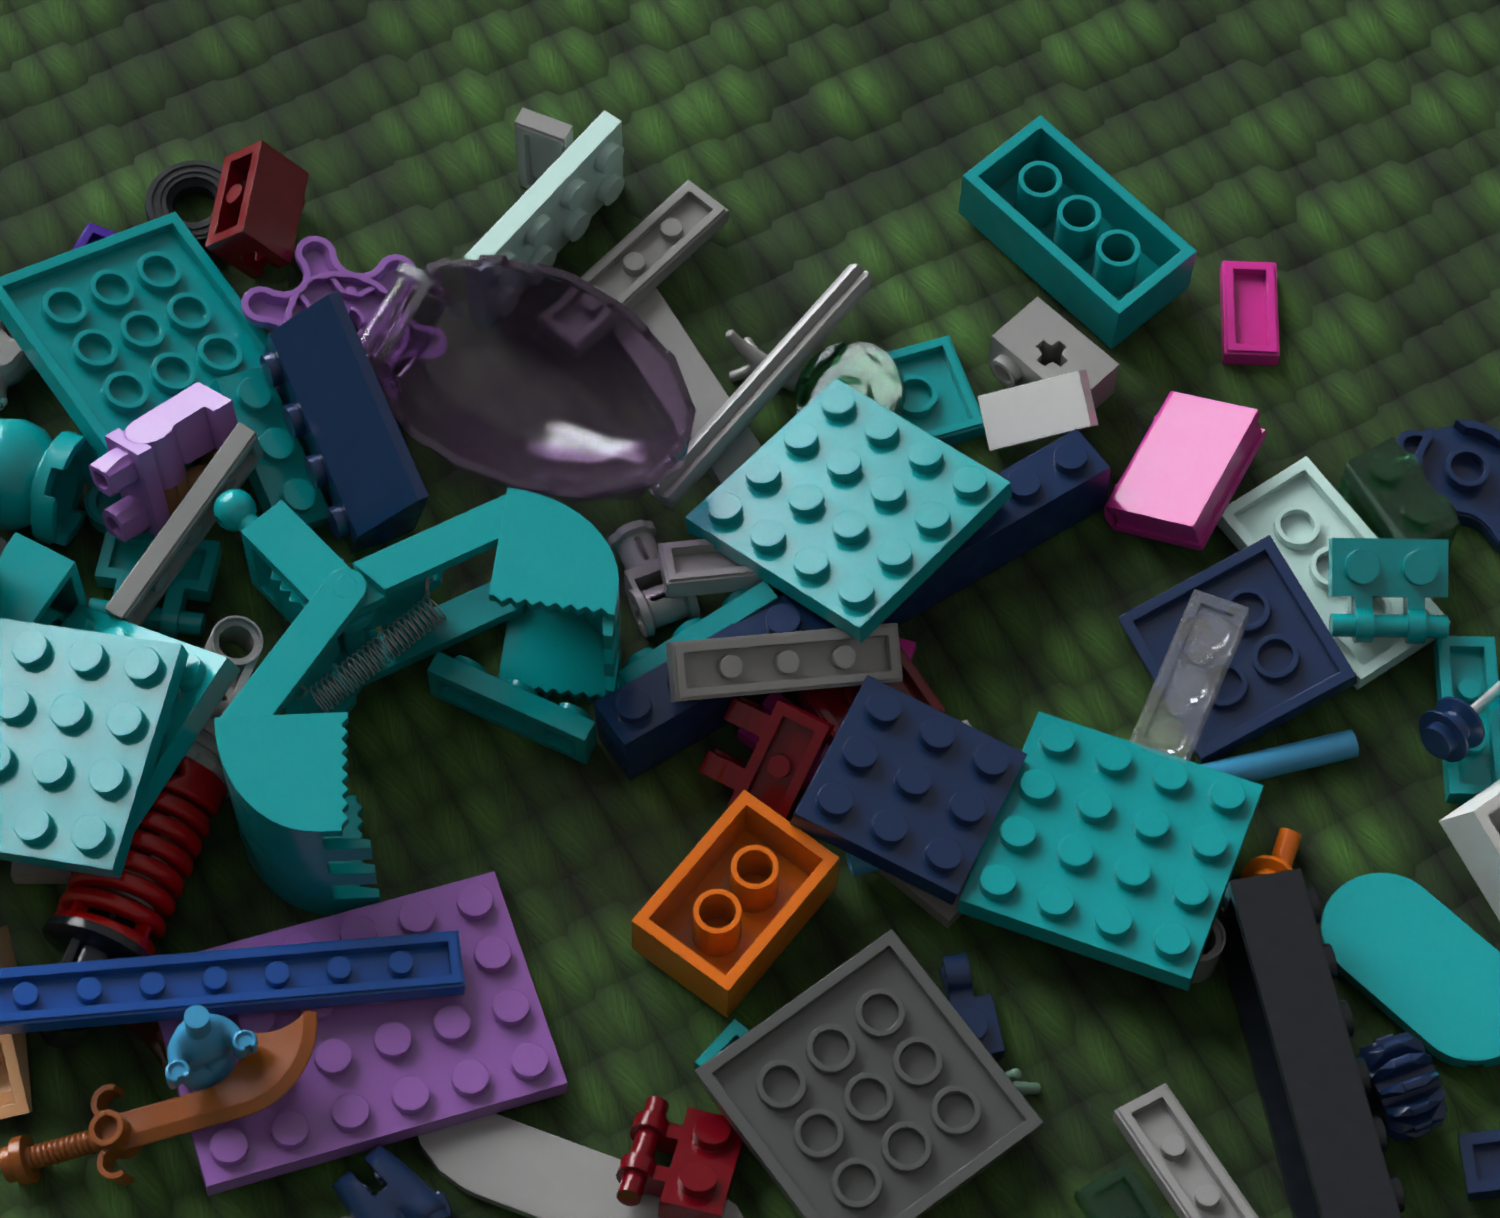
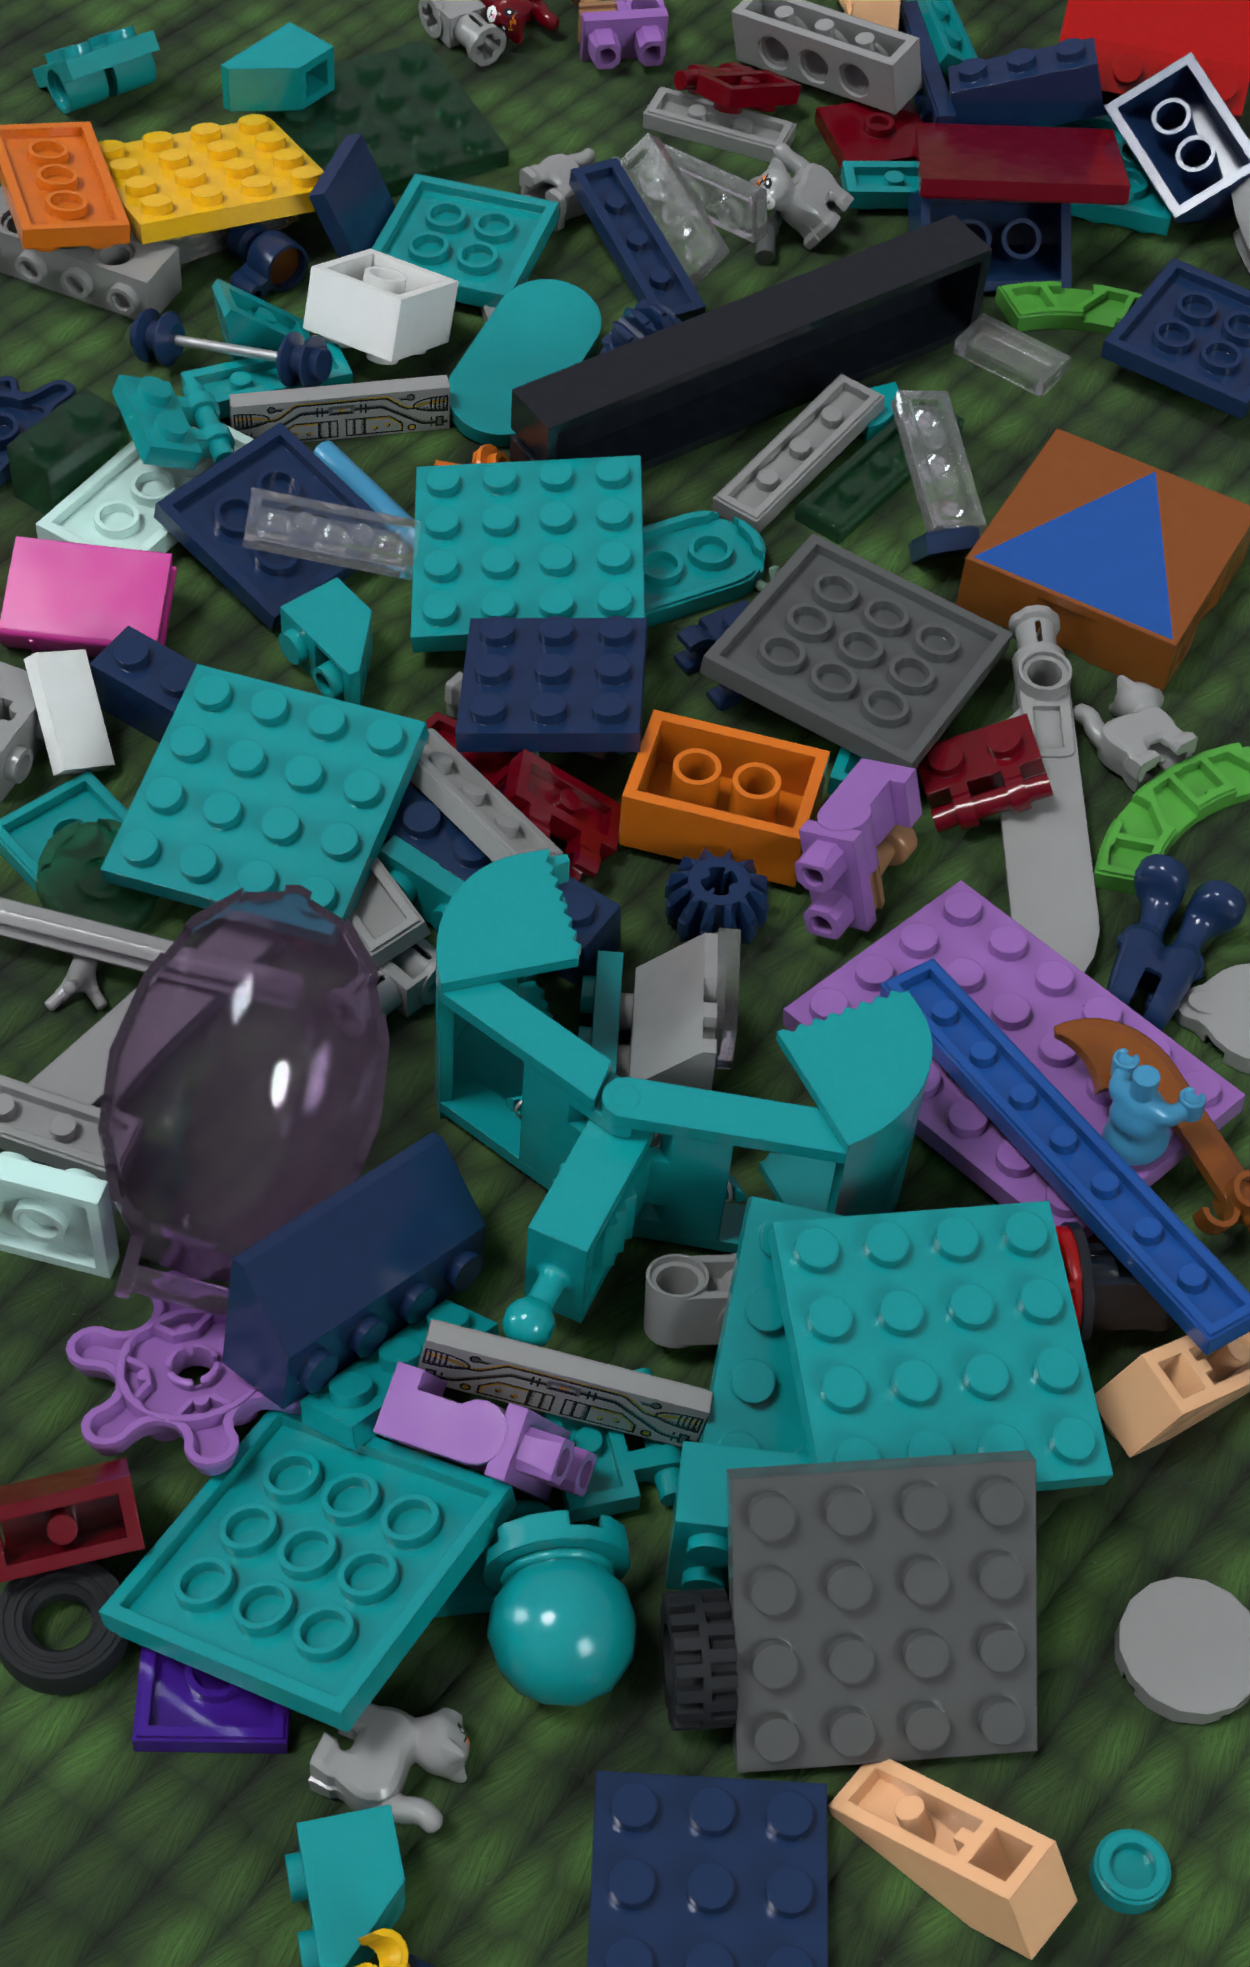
camera: 115 degrees left, 10 degrees down
(461, 737) = (673, 1017): none -> light grey wedge
(522, 823) = (727, 995): none -> clear tile
(609, 854) = (716, 895): none -> dark blue gear
(620, 977) = (853, 843): none -> medium lavender hips
(1066, 658) = (330, 639): none -> teal slope
(1082, 1027) = (698, 564): none -> teal tile
(1398, 763) = (346, 409): none -> light grey tile

